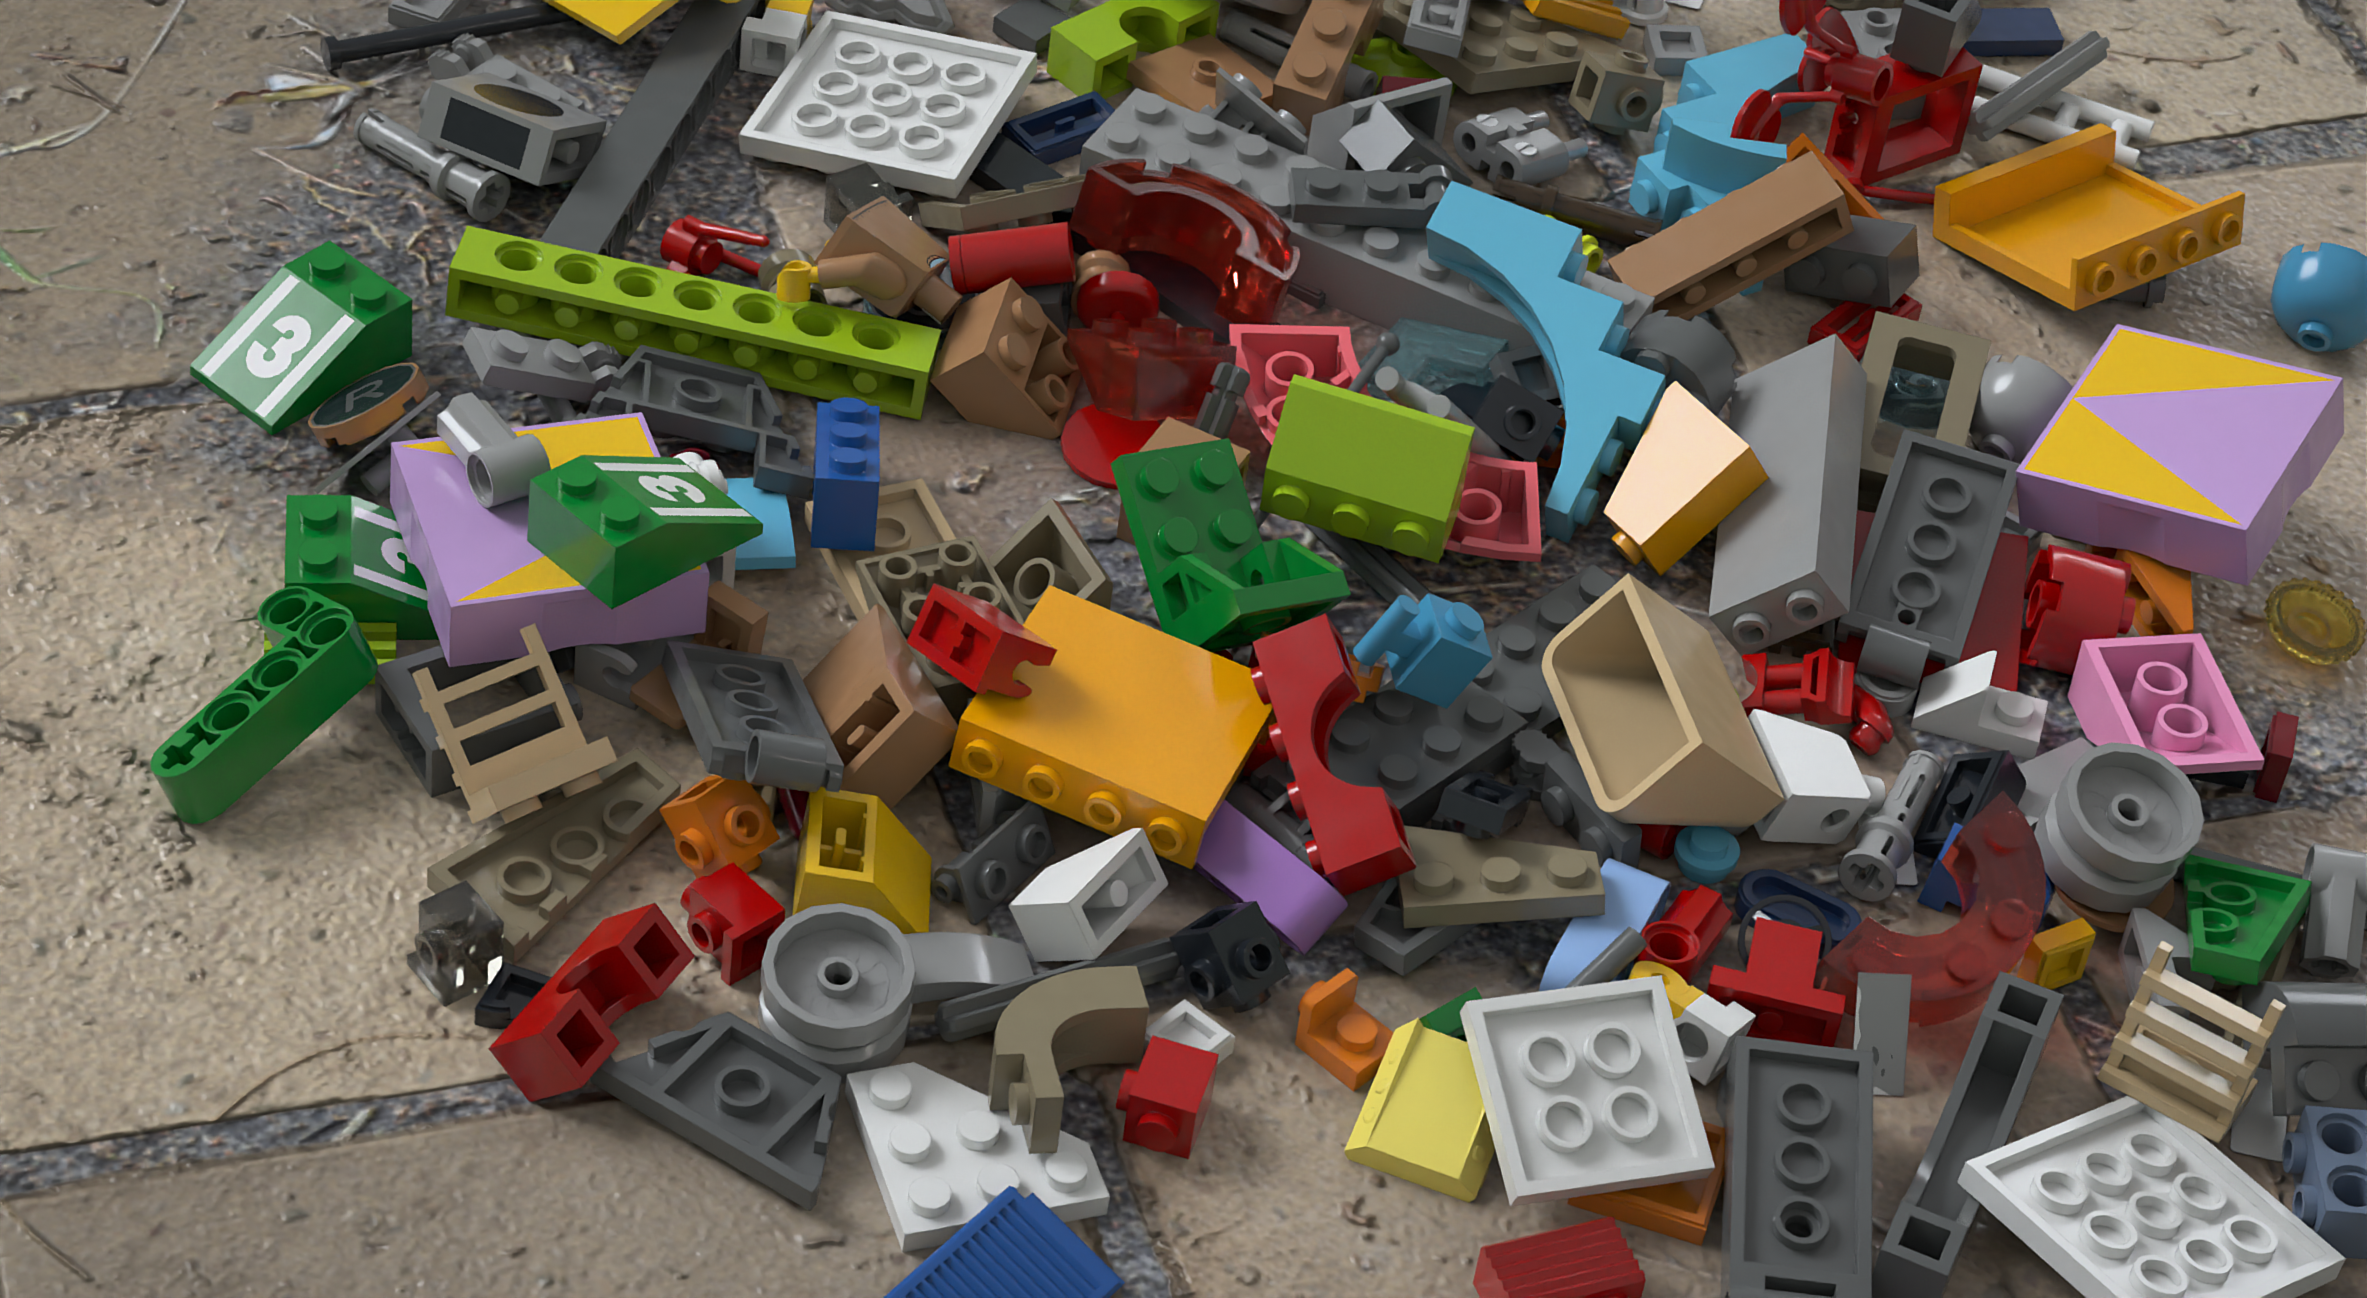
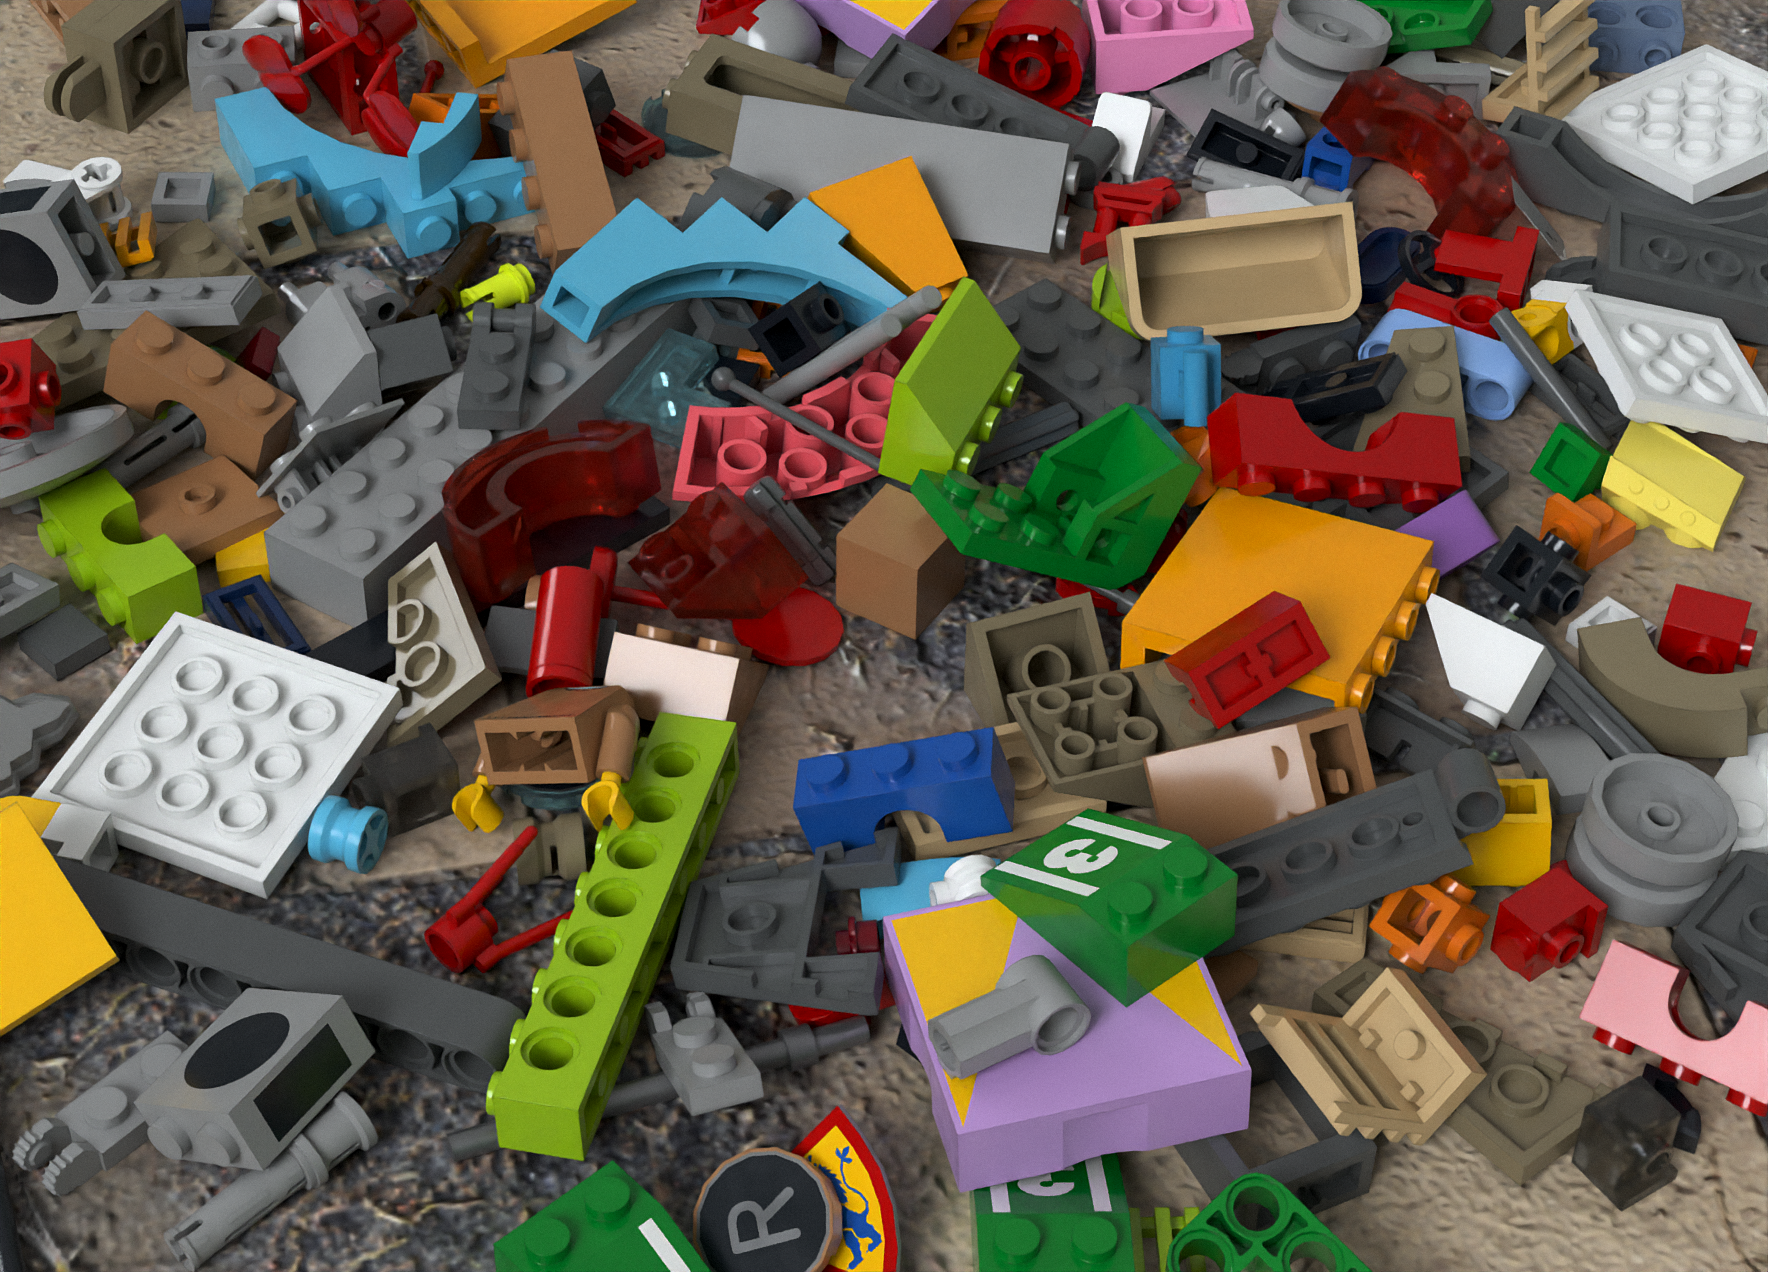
camera: 80 degrees left, 0 degrees up
(800, 179) = (348, 834): none -> medium azure wheel

